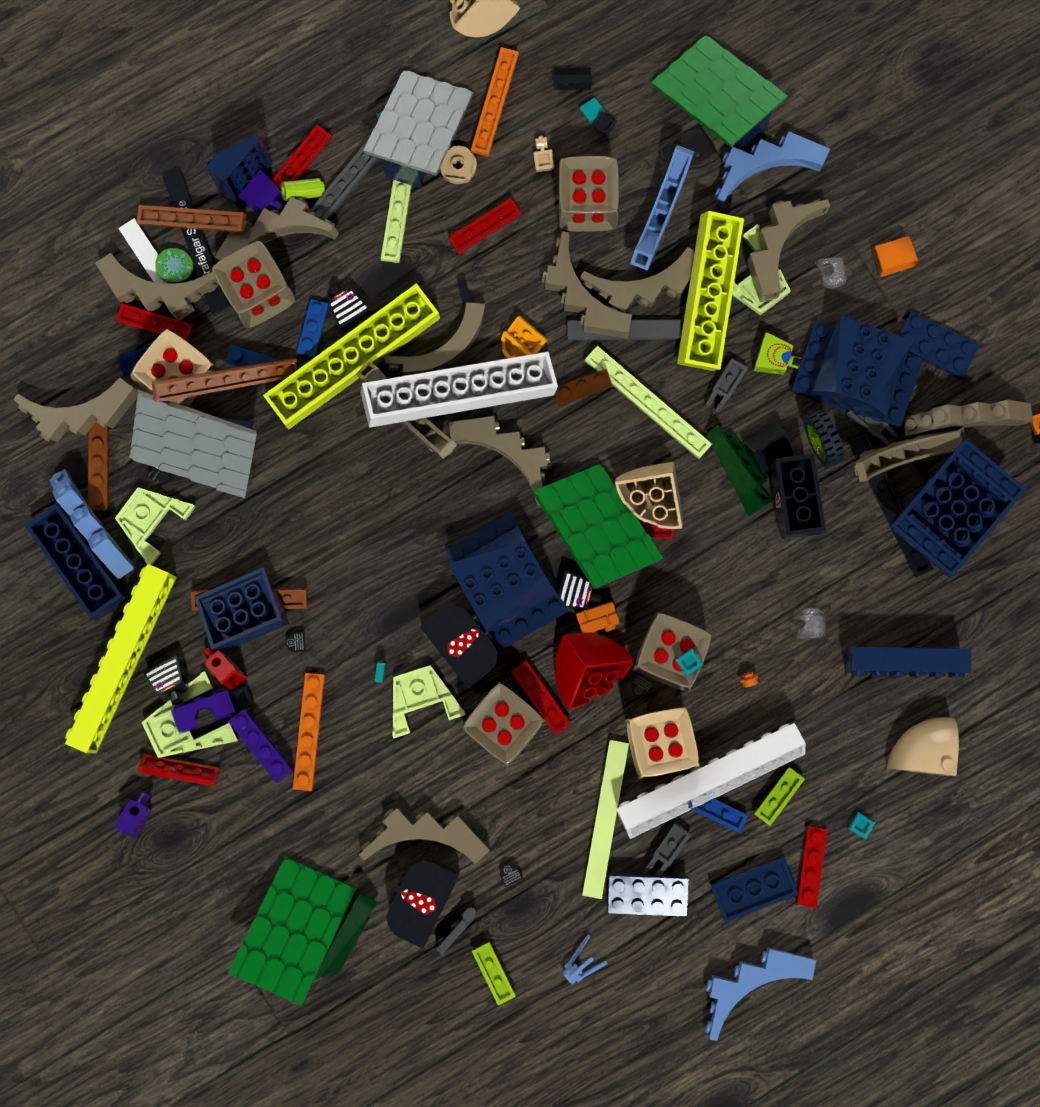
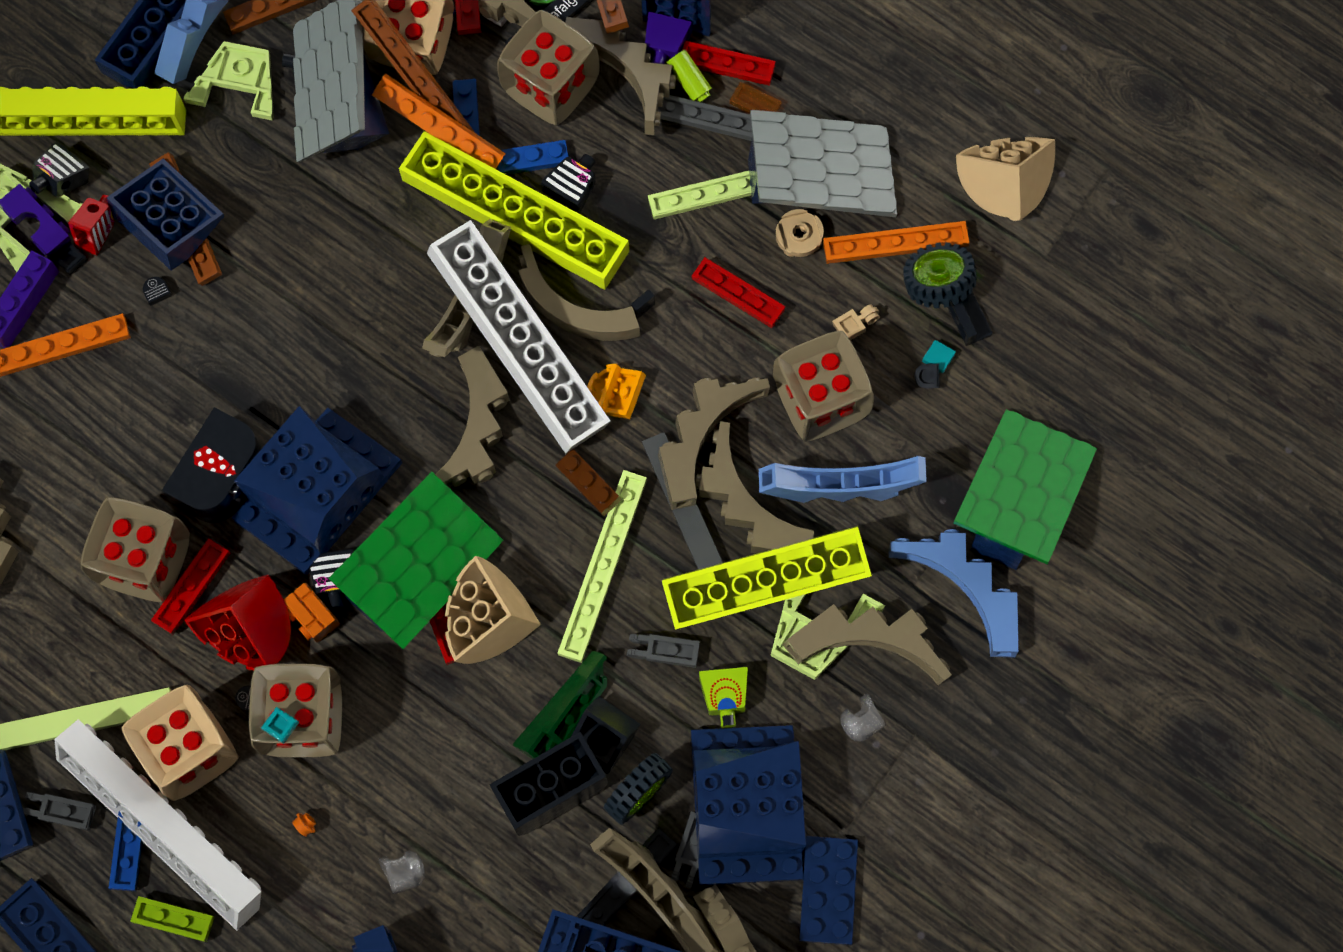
camera: 65 degrees right, 10 degrees down
(260, 383) = (436, 121): none -> orange plate
(340, 153) = (750, 99): none -> clear orange tile
(380, 673) = (152, 394): teal tile -> none
(419, 690) = (147, 444): yellowish green wing -> none
(537, 67) = (940, 275): none -> black wheel
(894, 256) = (918, 789): orange piece -> none

